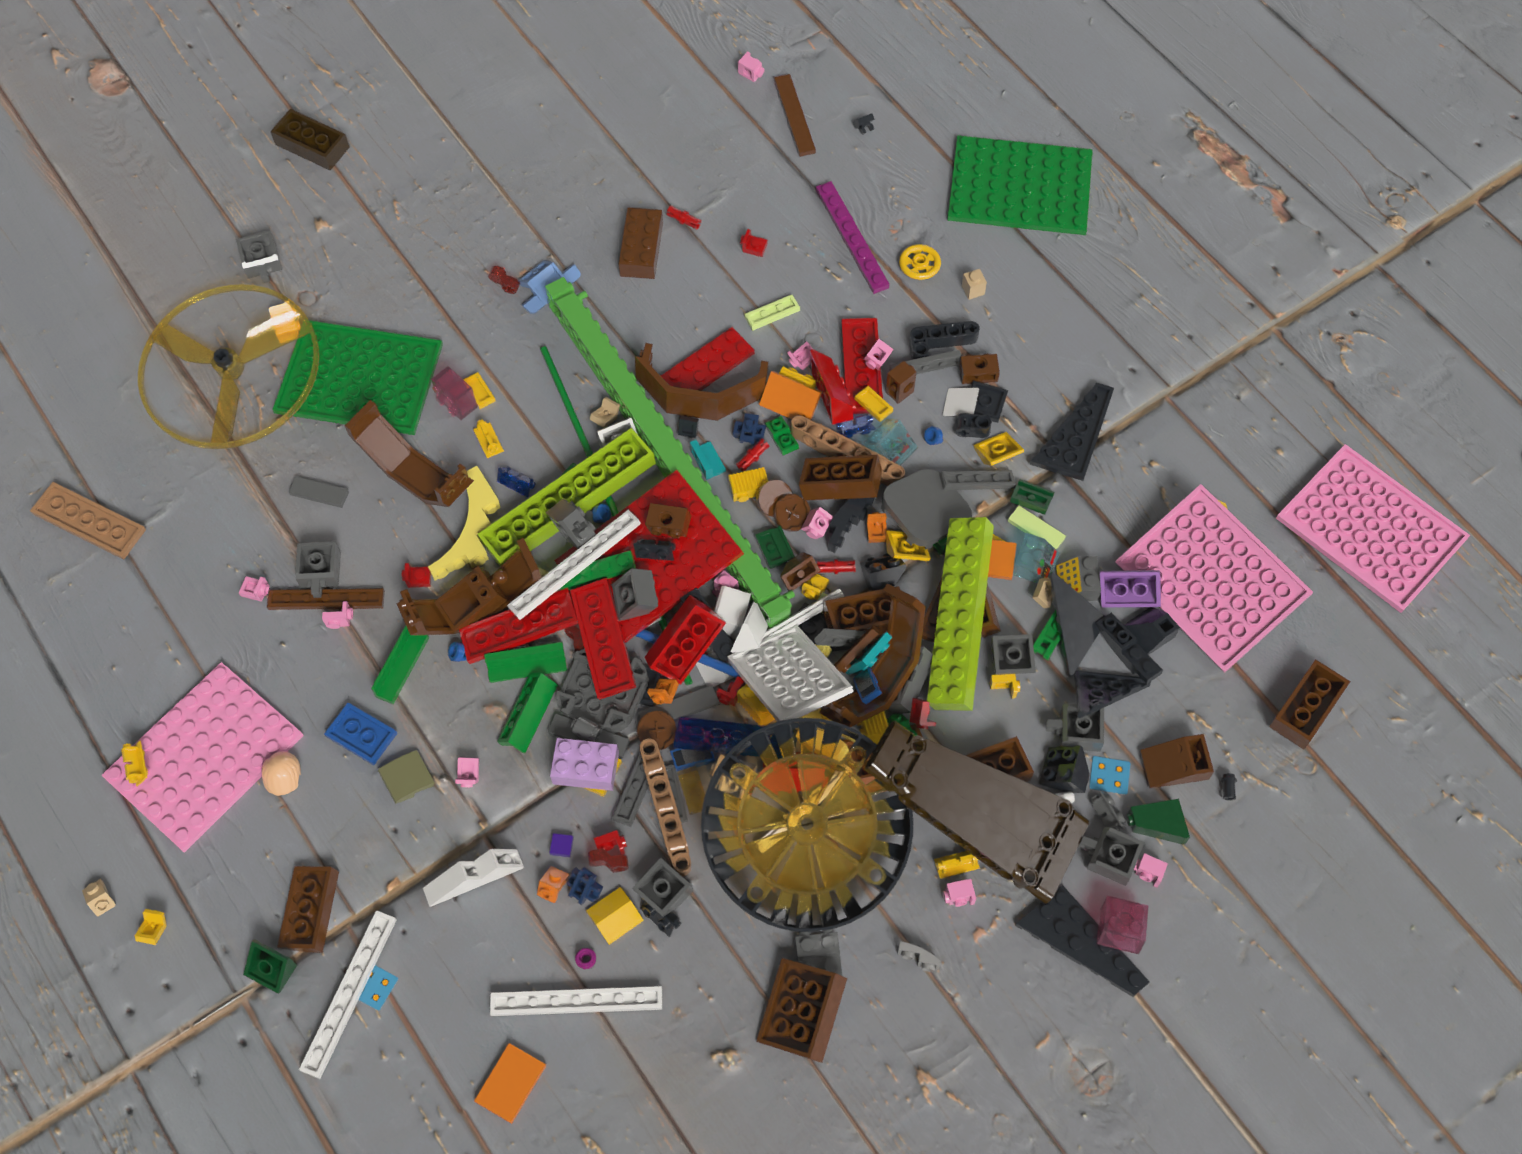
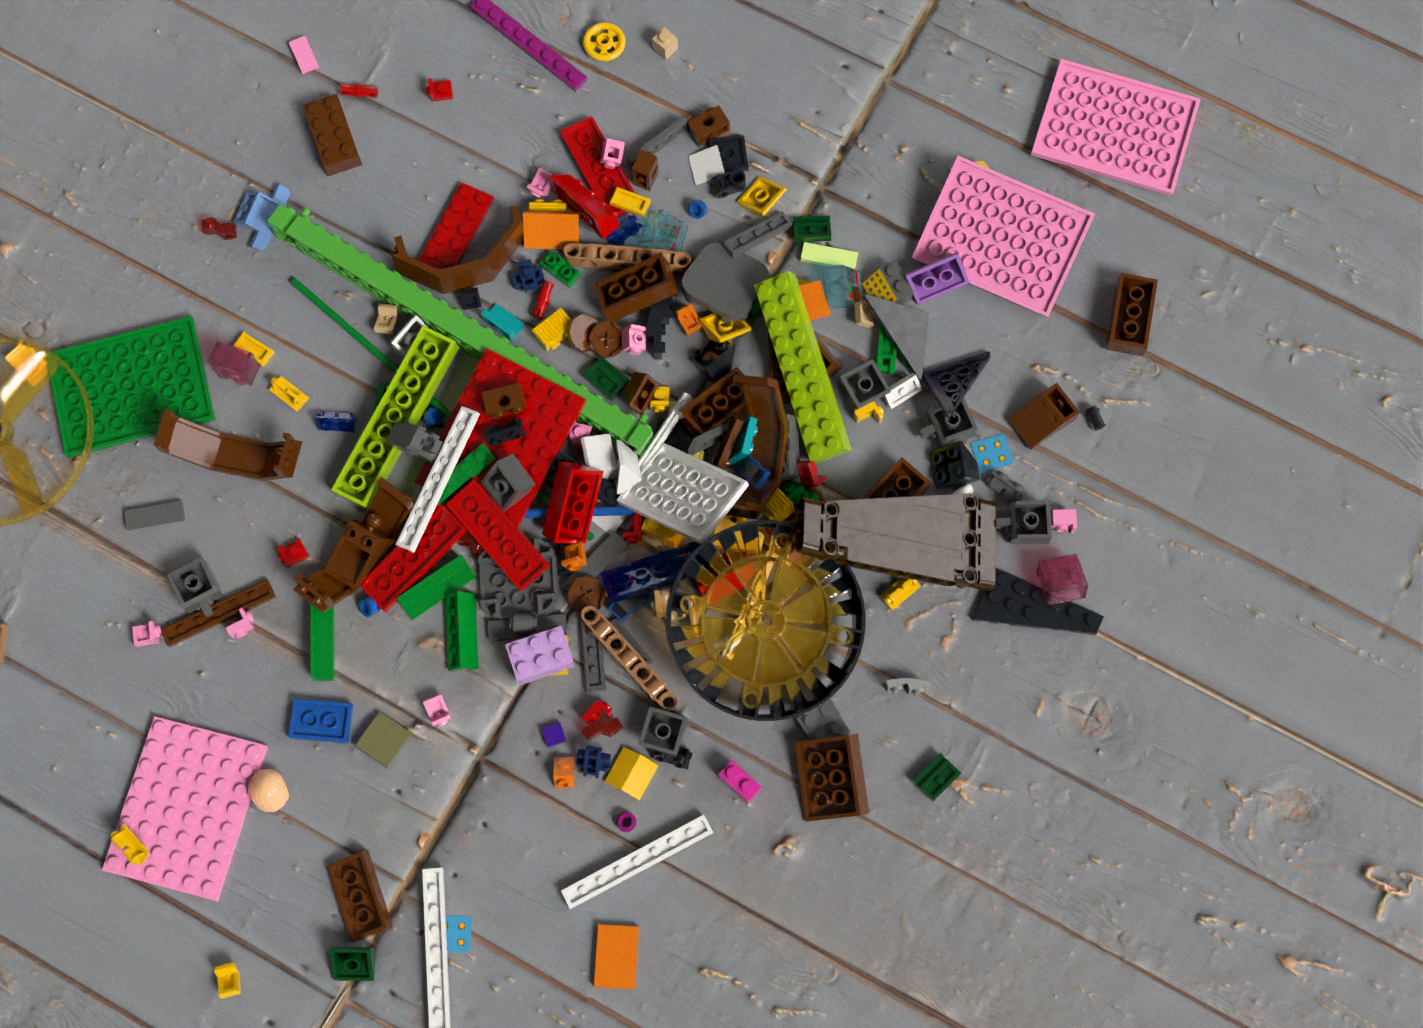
camera: 25 degrees left, 10 degrees up
(98, 897) = (163, 977): tan bracket -> none
(468, 546) = (326, 504): light yellow arch -> none
(472, 874) = (490, 798): white slope -> none
(652, 170) = (303, 54): none -> bright pink tile
(692, 791) = (645, 634): clear yellow plate -> none
(711, 971) = (739, 782): none -> dark pink brick
(772, 312) = (490, 151): yellowish green tile -> none
(836, 566) = (670, 371): red pin -> none
(906, 1060) = (936, 777): none -> dark green plate
(959, 893) = (915, 615): bright pink brick -> none
(964, 334) = (679, 95): black beam -> none
(1048, 678) = (903, 390): none -> white plate
(1075, 439) = (825, 159): black wing -> none
(1126, 648) = (957, 333): black slope -> none
(1152, 629) = (969, 307): black slope -> none
(1159, 820) = (1052, 474): dark green slope -> none

